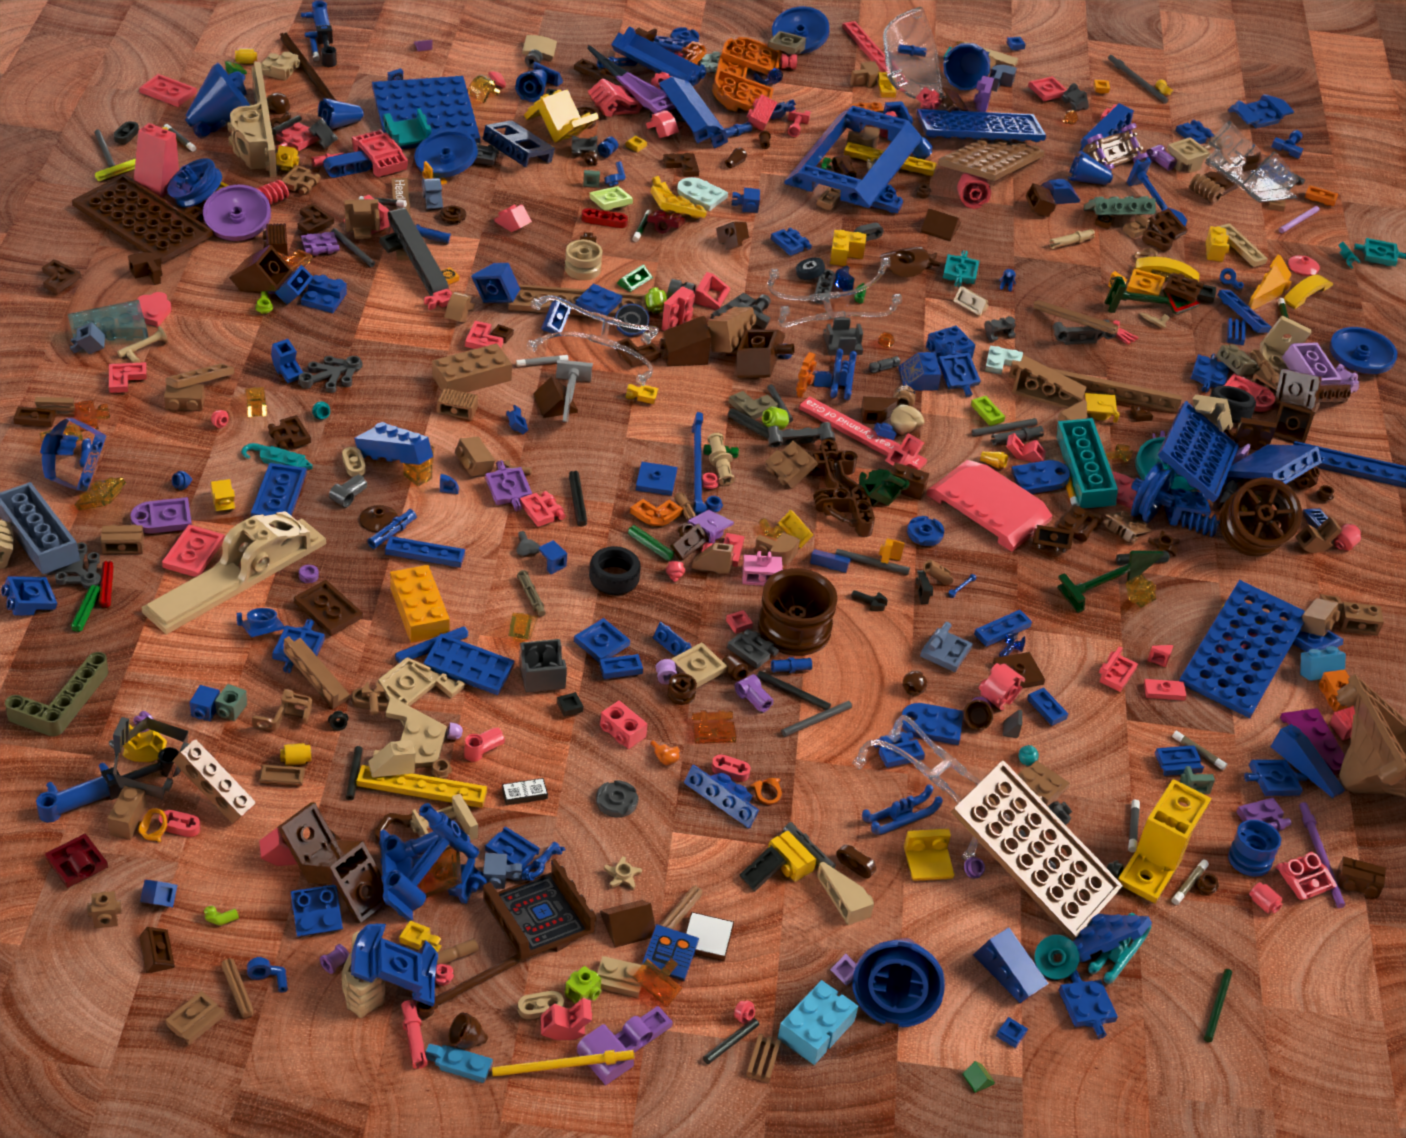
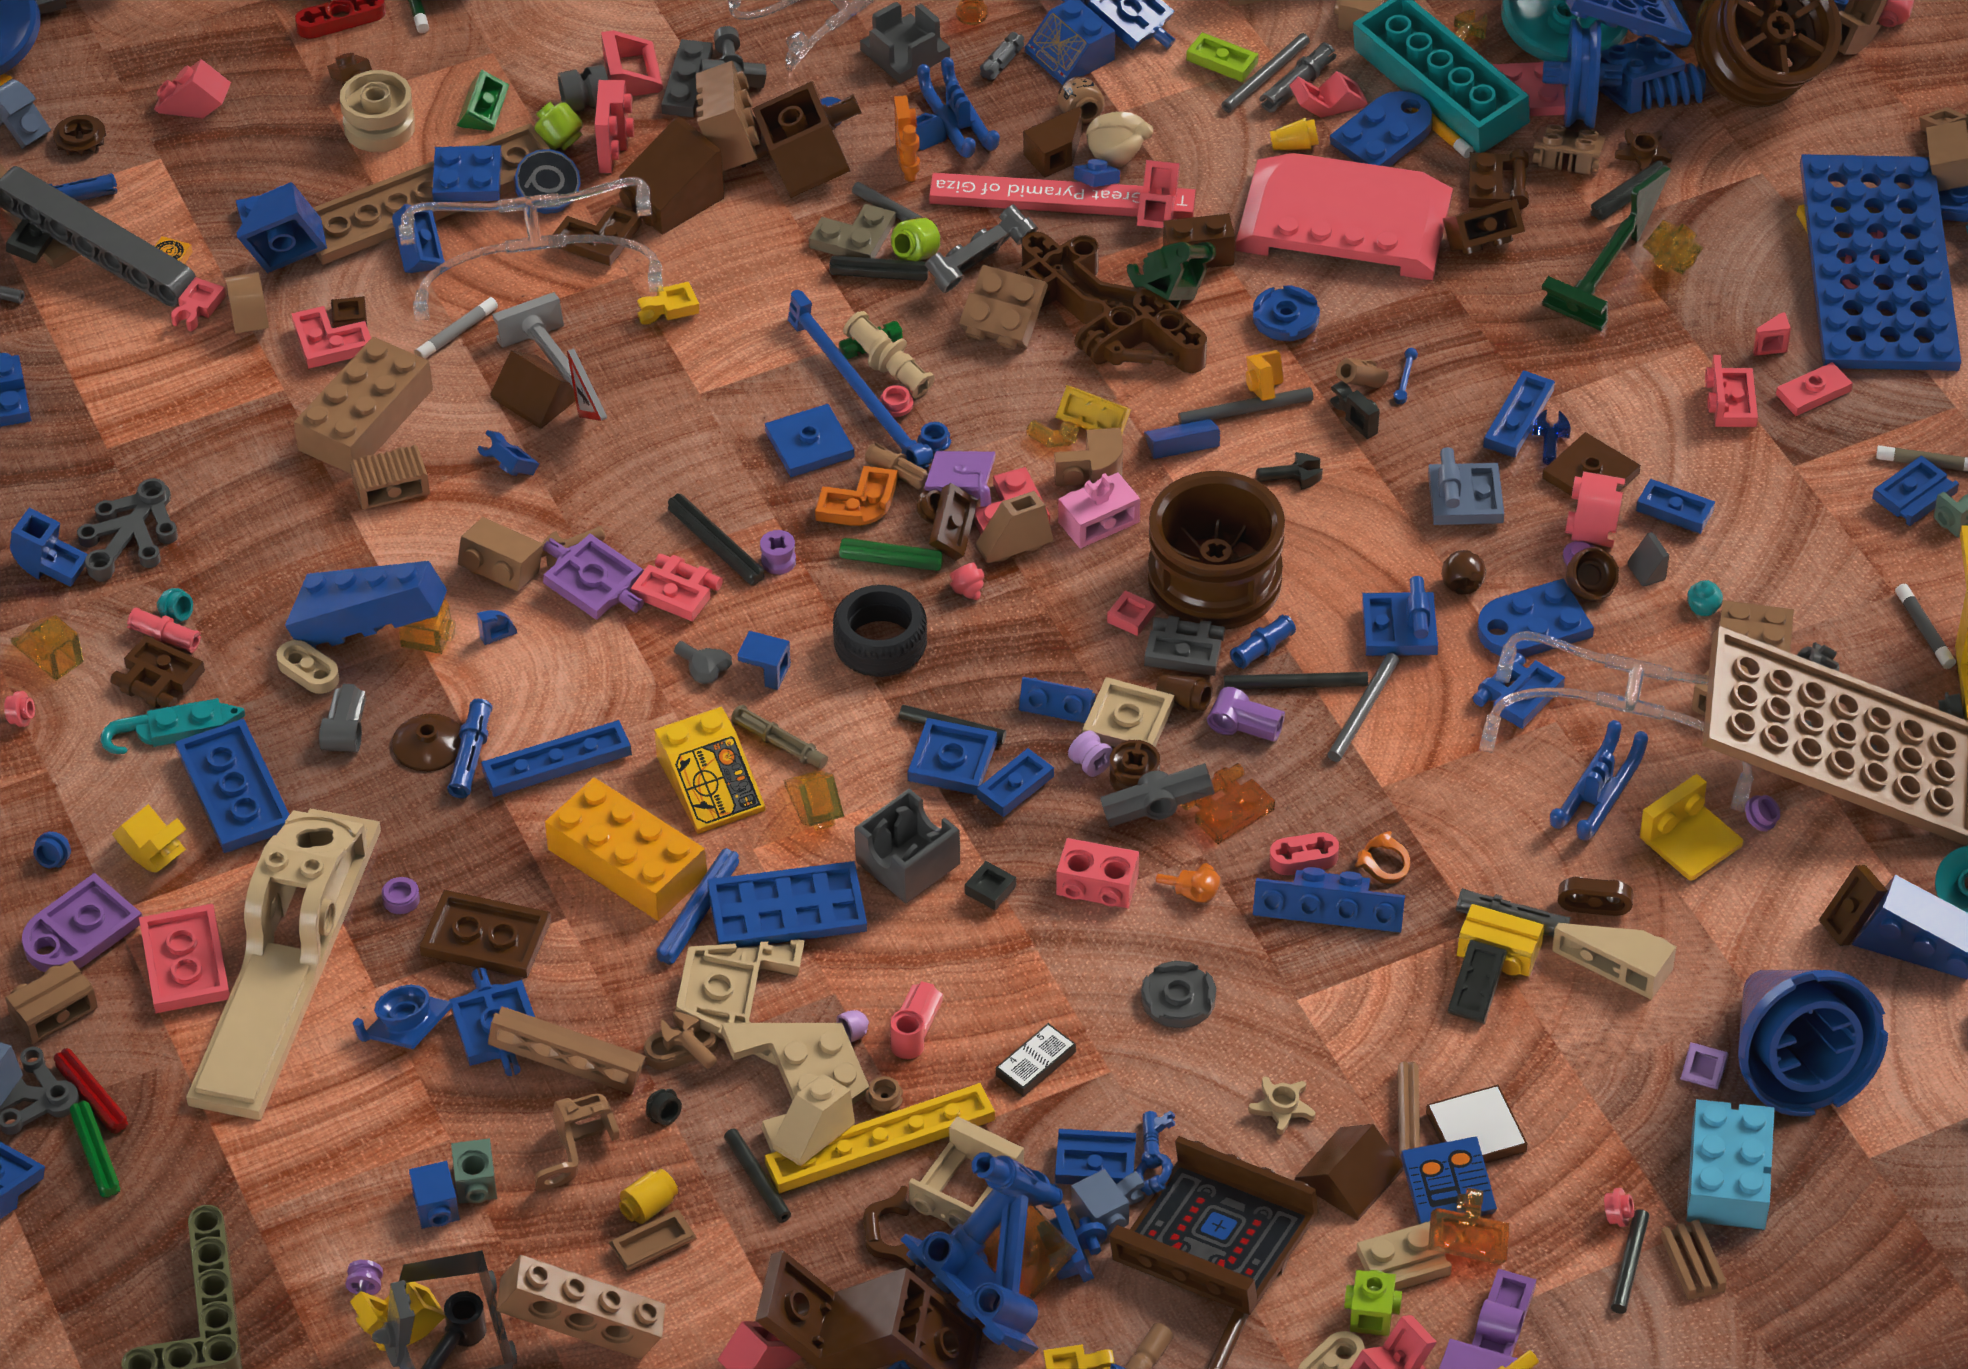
camera: 25 degrees left, 5 degrees up
(308, 417) = (164, 629): none -> coral pin
(486, 590) = (708, 770): none -> yellow slope
(599, 516) = (778, 552): none -> medium lavender wheel
(601, 614) = (920, 716): none -> pearl dark grey bar
(679, 704) = (1157, 795): none -> dark grey piece
(865, 689) = (1400, 622): none -> blue plate
(981, 932) = (1852, 905): none -> reddish brown plate

